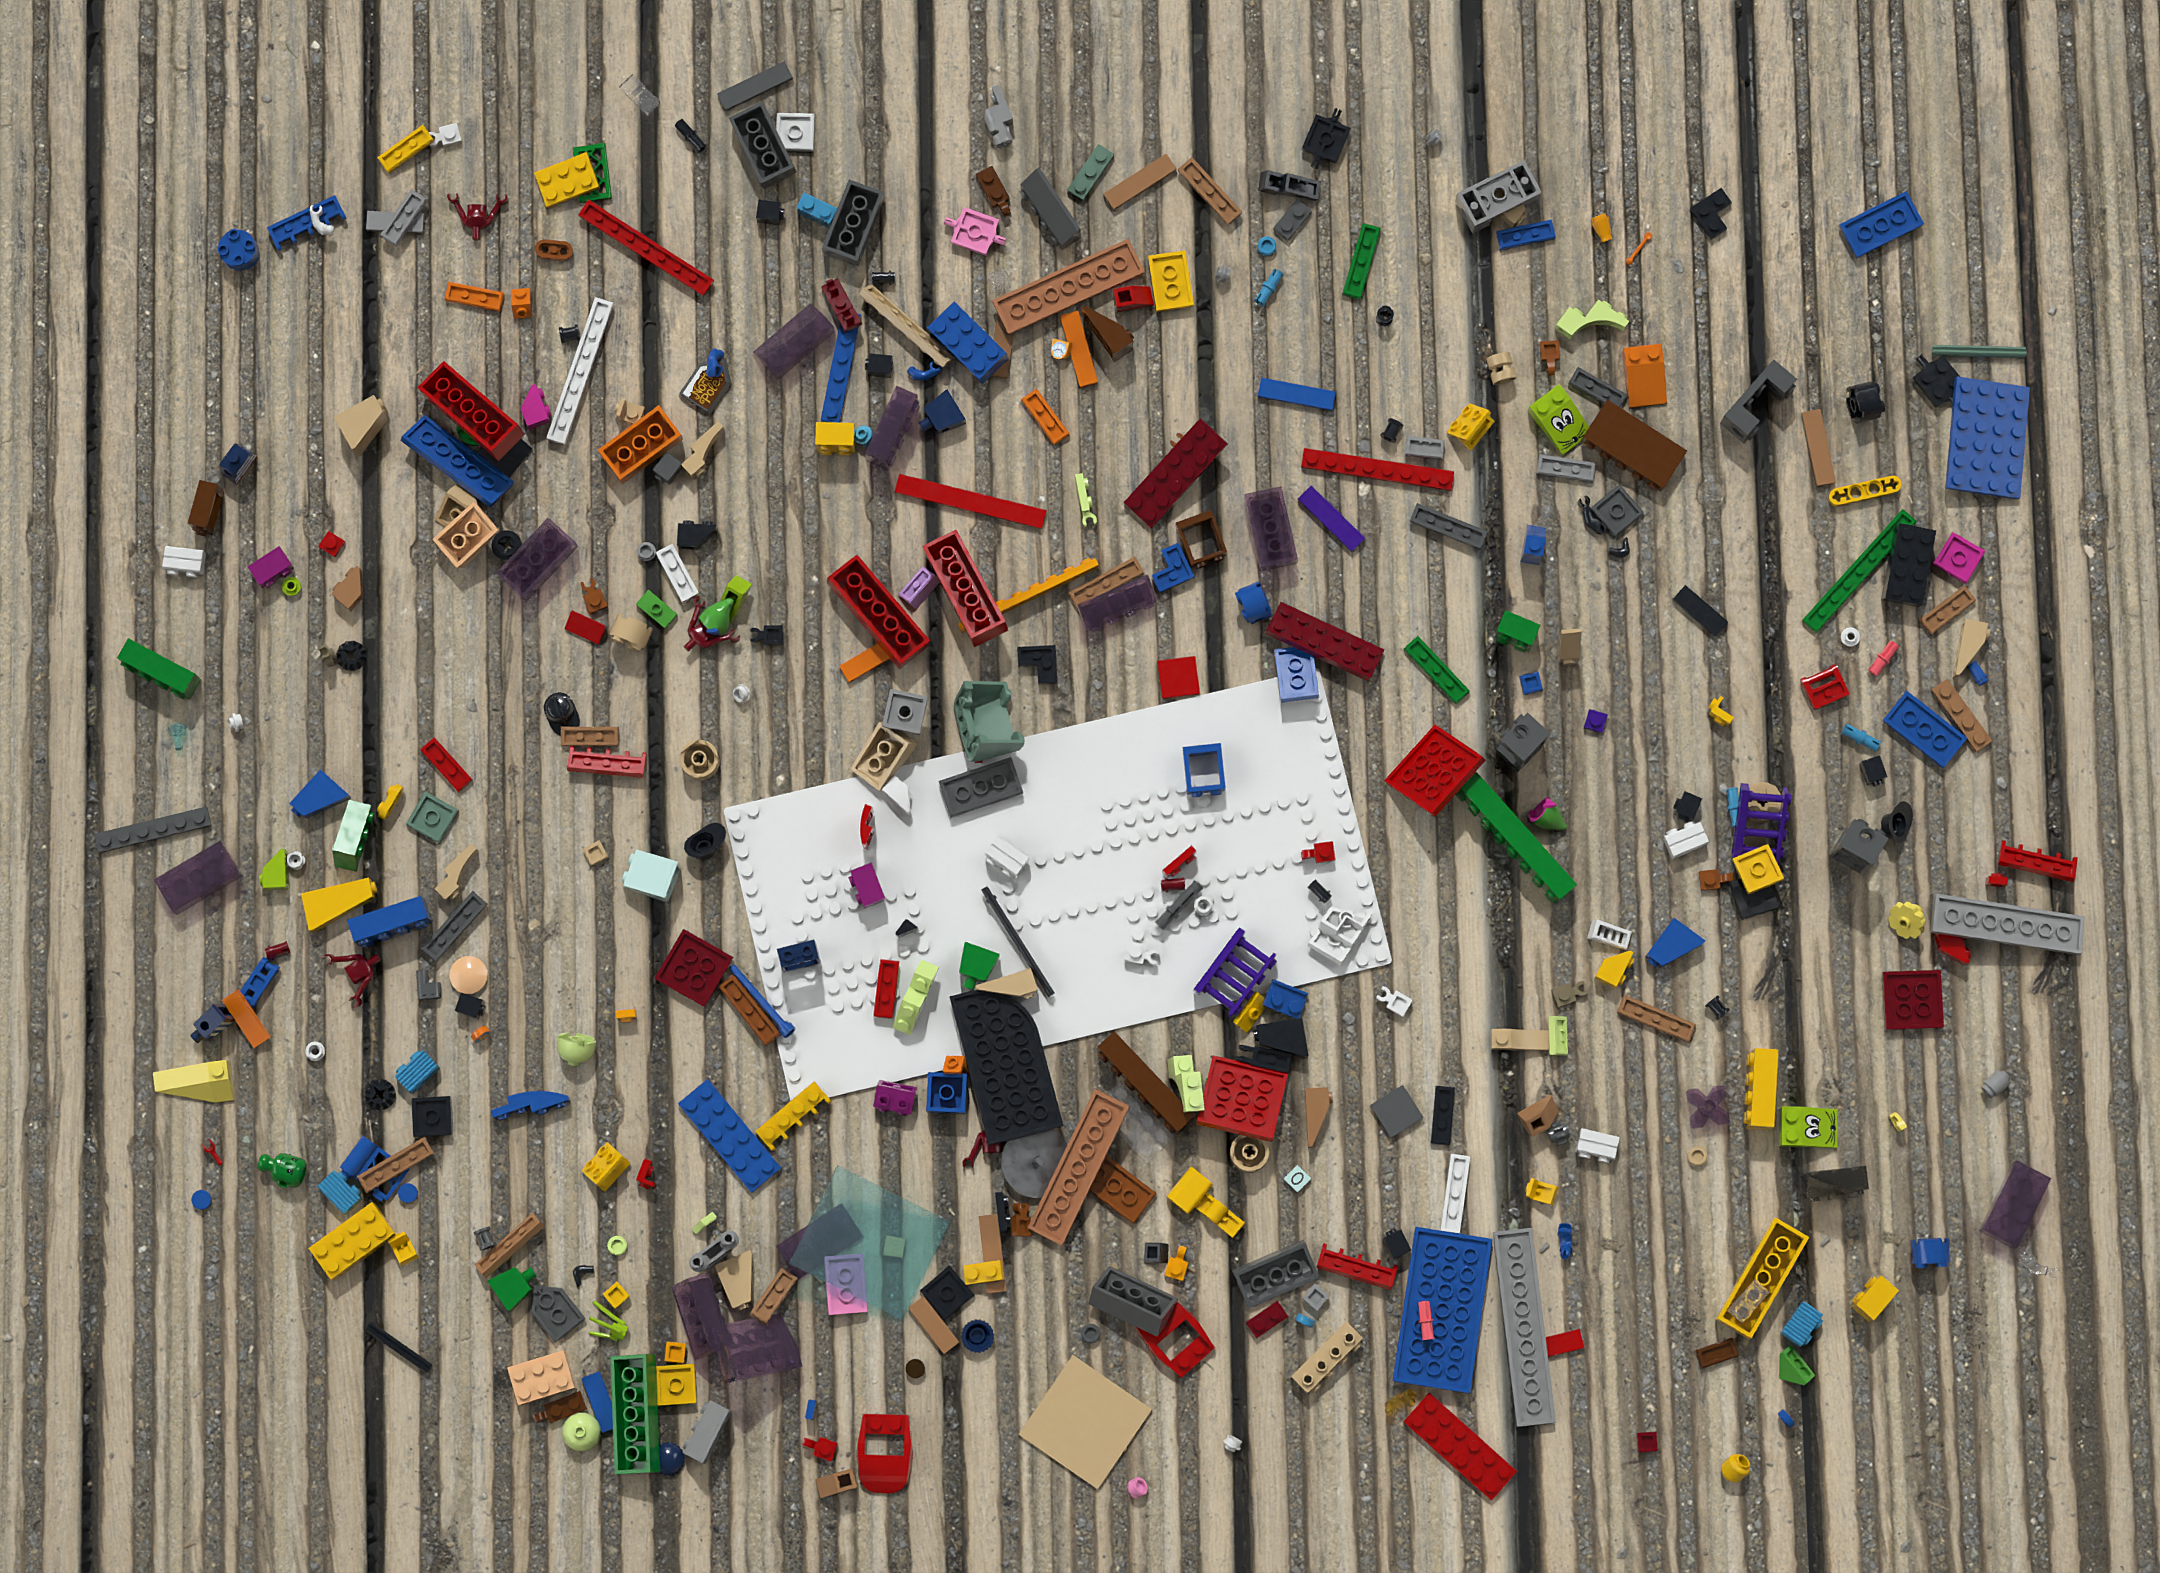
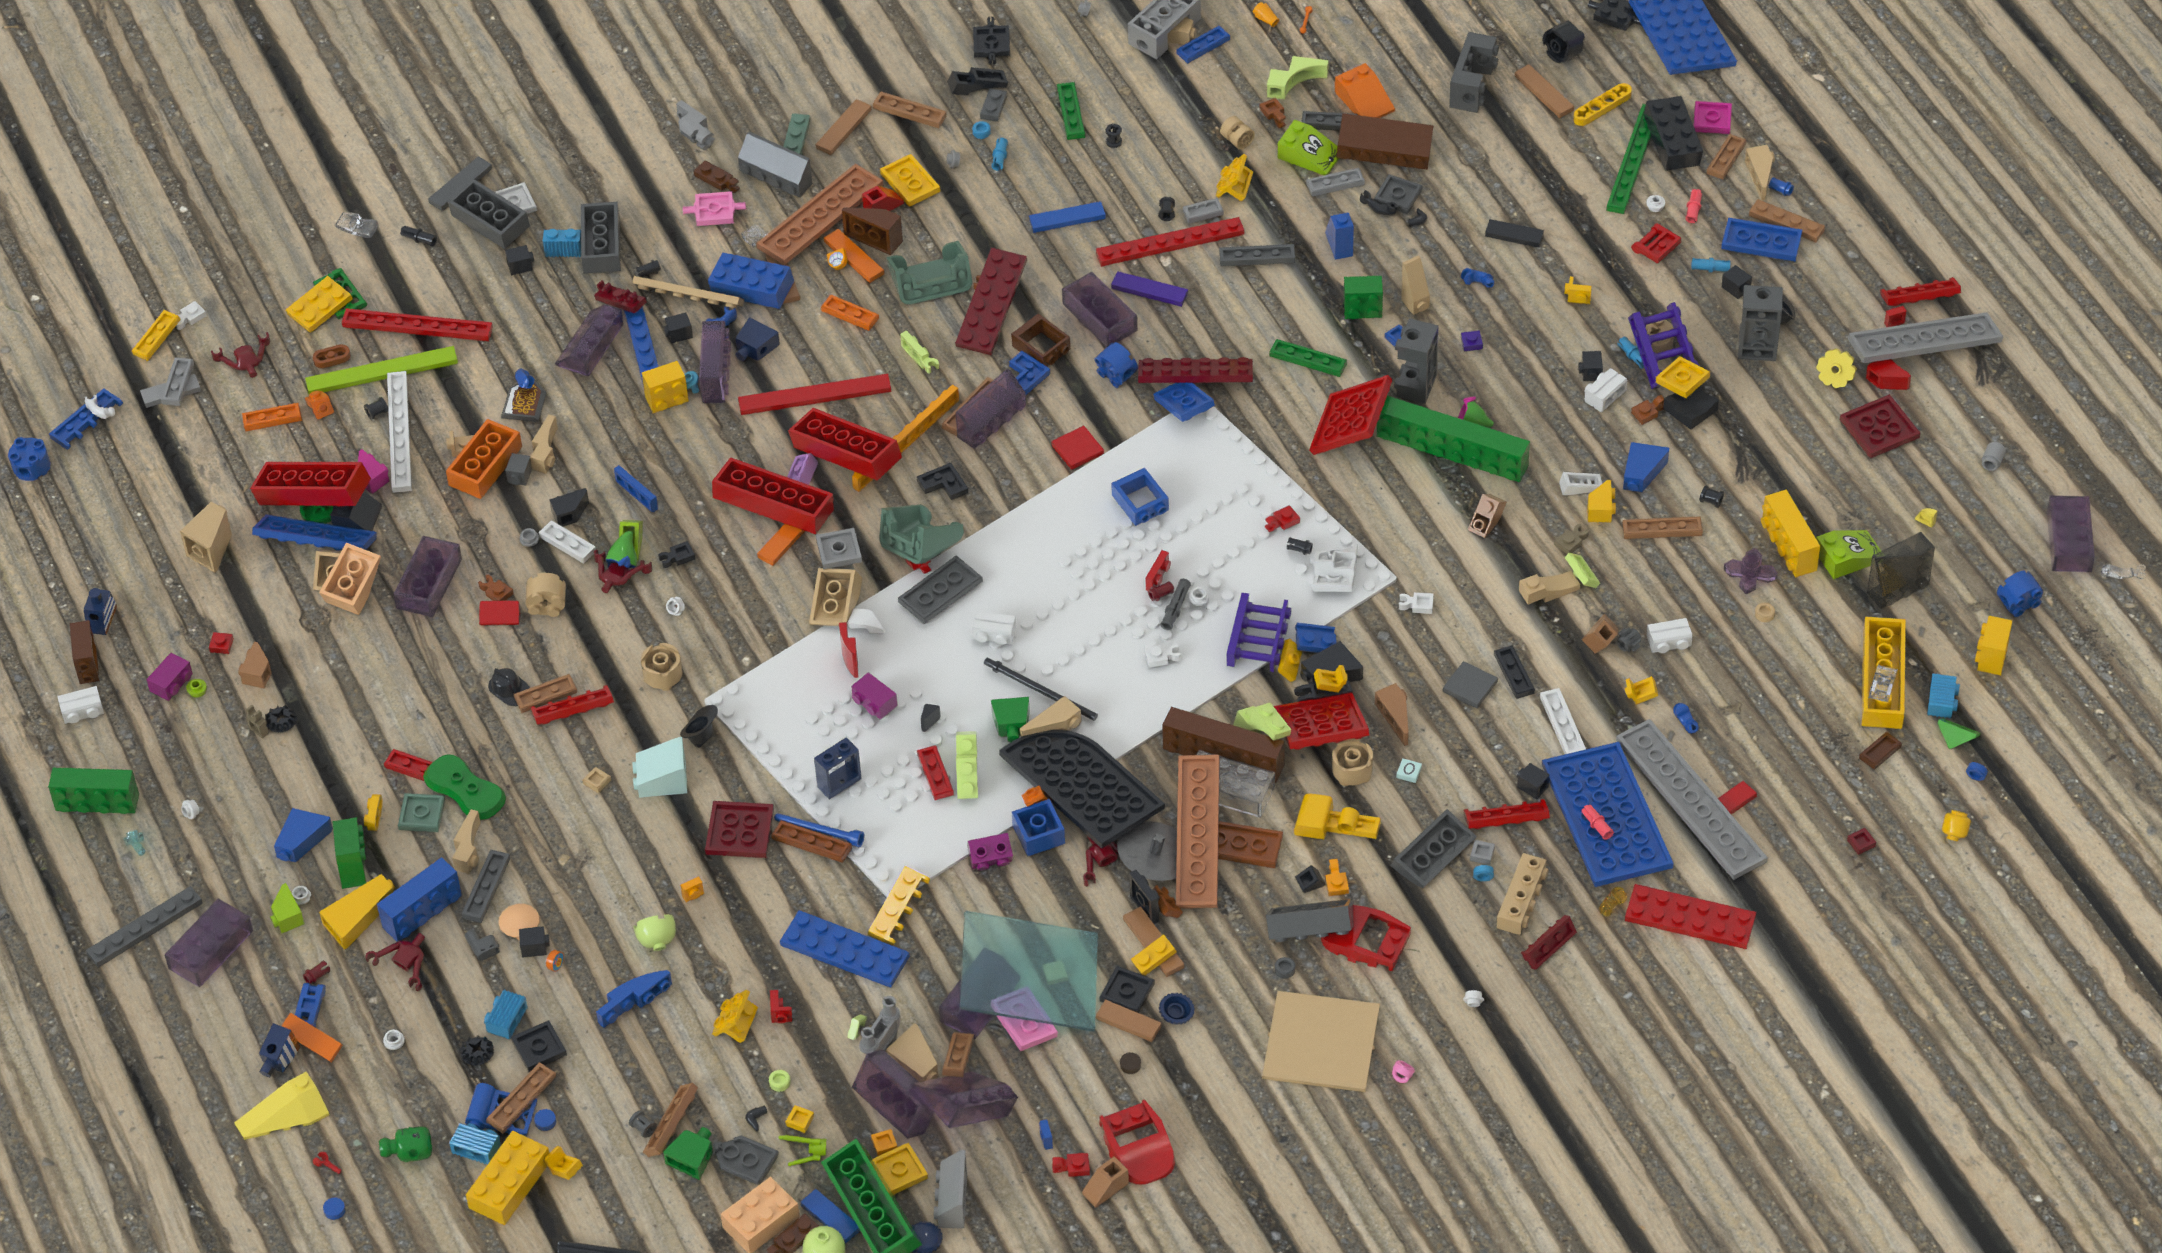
camera: 25 degrees left, 30 degrees down
(473, 796) = (455, 779): none -> green plate
(503, 537) = (385, 578): black gear -> none
(593, 287) = (378, 370): none -> lime tile
(656, 609) = (570, 576): bright green plate -> none
(762, 541) = (635, 488): none -> blue tile
(1136, 410) = (932, 278): none -> sand green windscreen
(1266, 1319) = (1446, 890): dark red plate -> none
(1272, 1057) = (1330, 680): none -> yellow bracket
(1325, 1418) = (1549, 942): none -> dark red plate
(1505, 933) = (1487, 514): none -> medium nougat slope
(1644, 653) = (1470, 275): none -> blue piece

